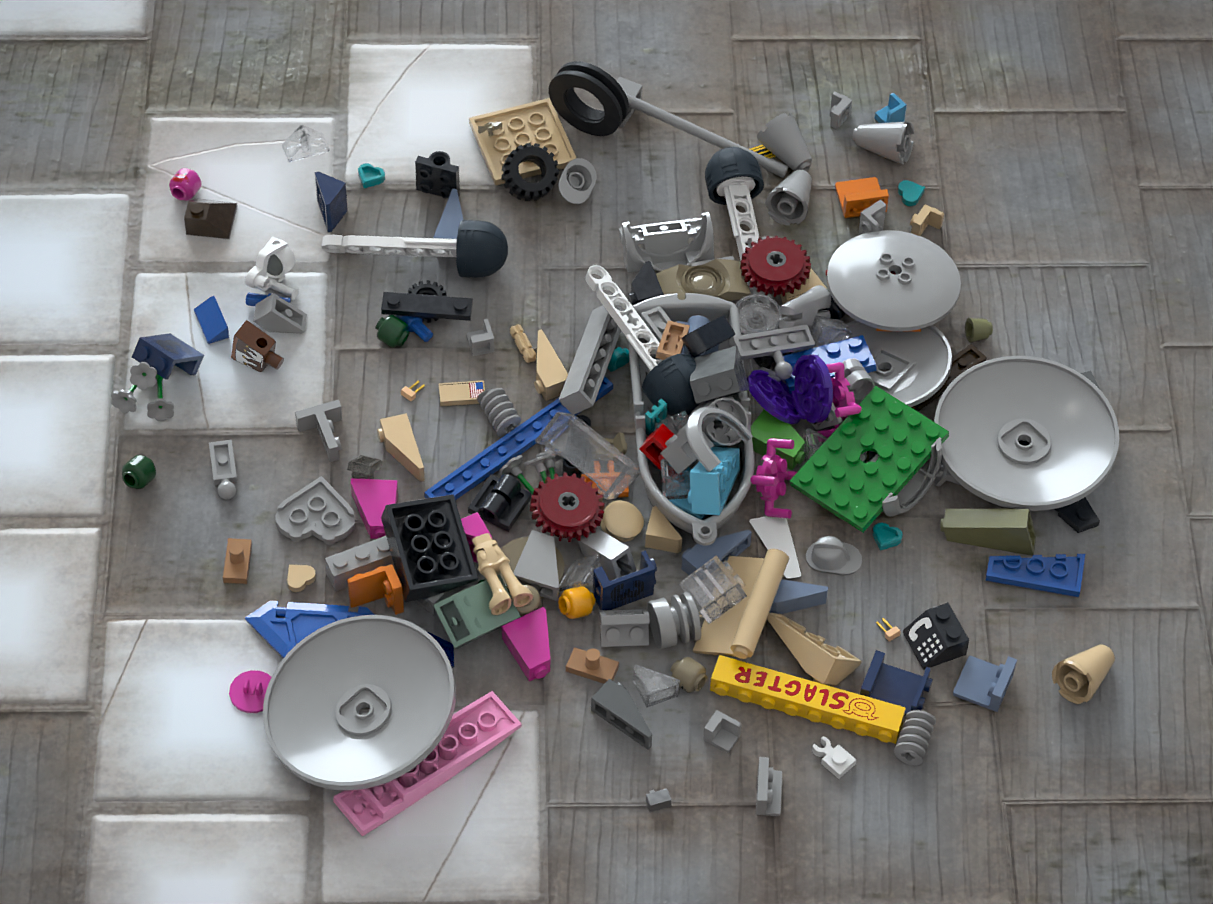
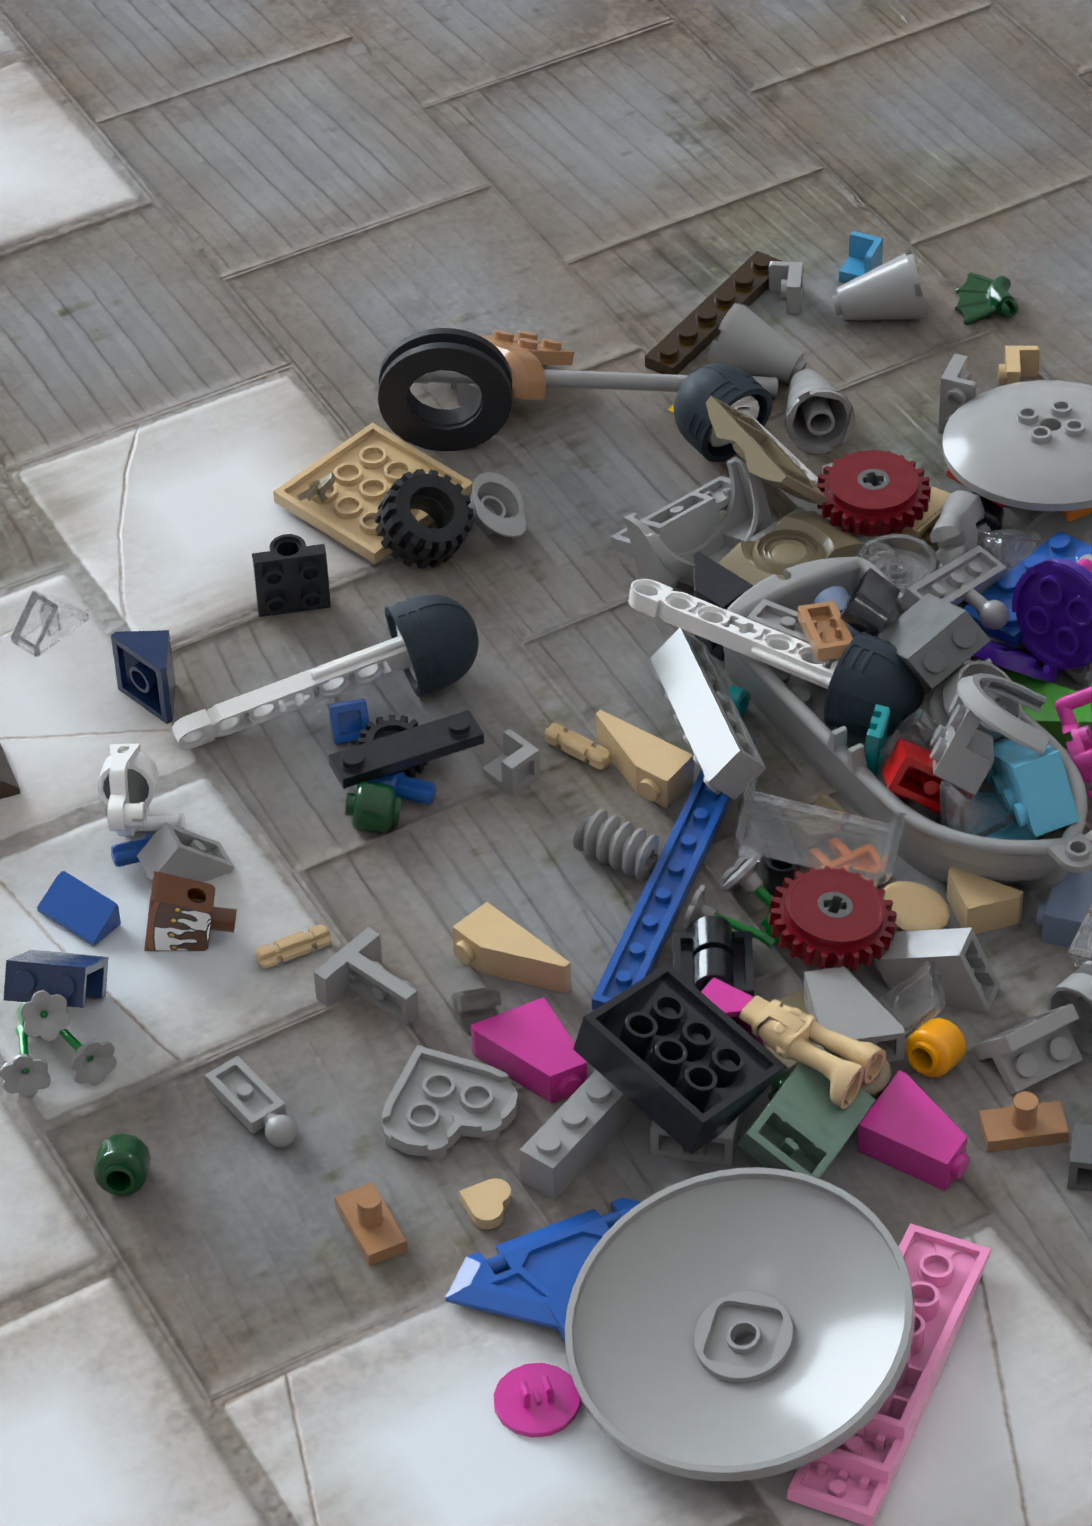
camera: 25 degrees left, 10 degrees down
(301, 391) = (292, 946): none -> tan axle
(370, 175) = (180, 623): teal tile -> none
(376, 585) = (638, 1144): orange bracket -> none
(408, 393) = (458, 882): light nougat piece -> none
(414, 273) = (348, 719): none -> blue tile
(450, 218) = (350, 624): sand blue slope -> none
(460, 393) = (537, 848): tan tile -> none
(624, 589) = (983, 1006): dark blue panel -> none
(645, 90) = (526, 358): none -> medium nougat piece
(724, 215) = (761, 452): none -> dark tan slope
(797, 105) = (702, 324): none -> dark brown plate
(859, 195) = (905, 375): orange bracket -> none
(910, 192) = (963, 343): teal tile -> none
(945, 165) = (985, 296): none -> dark green arm

